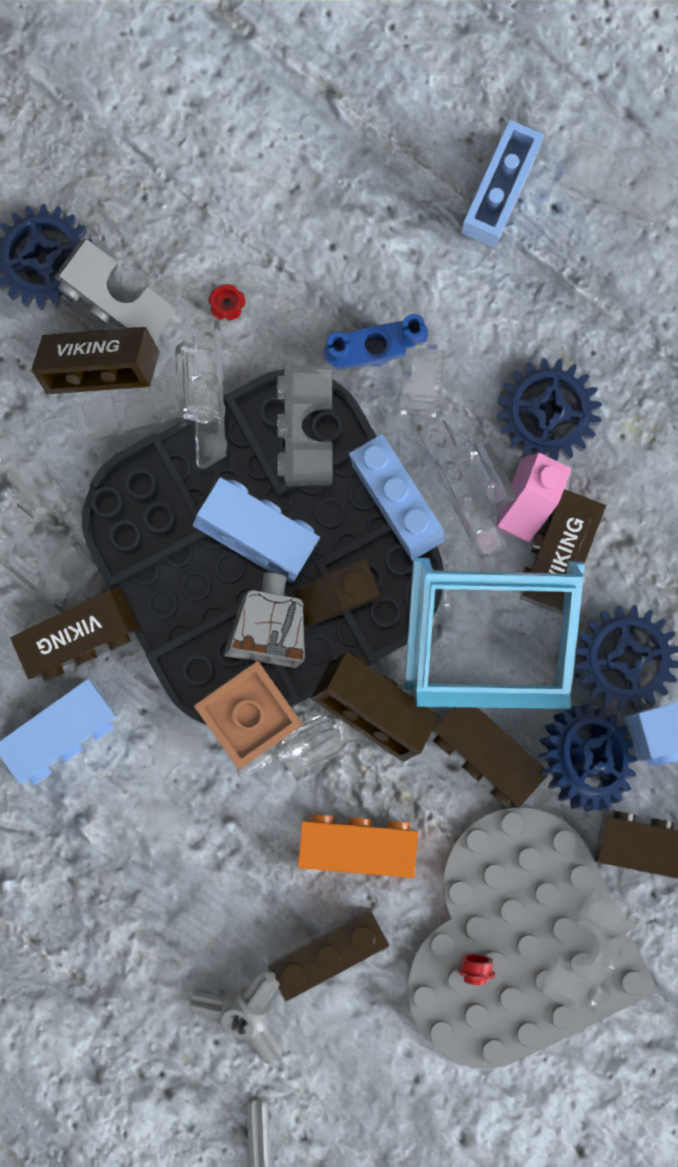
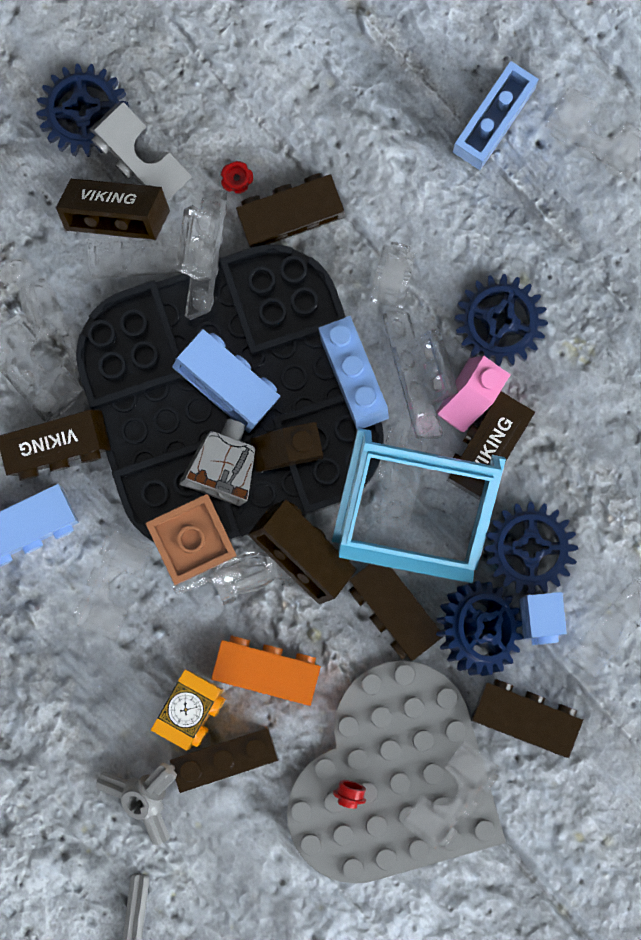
camera: 10 degrees right, 0 degrees up
(278, 906) = (188, 710): none -> brick
(293, 328) = (290, 210): none -> dark brown brick
(304, 391) = (289, 267): clear arch -> none
(349, 349) = (335, 237): blue connector -> none

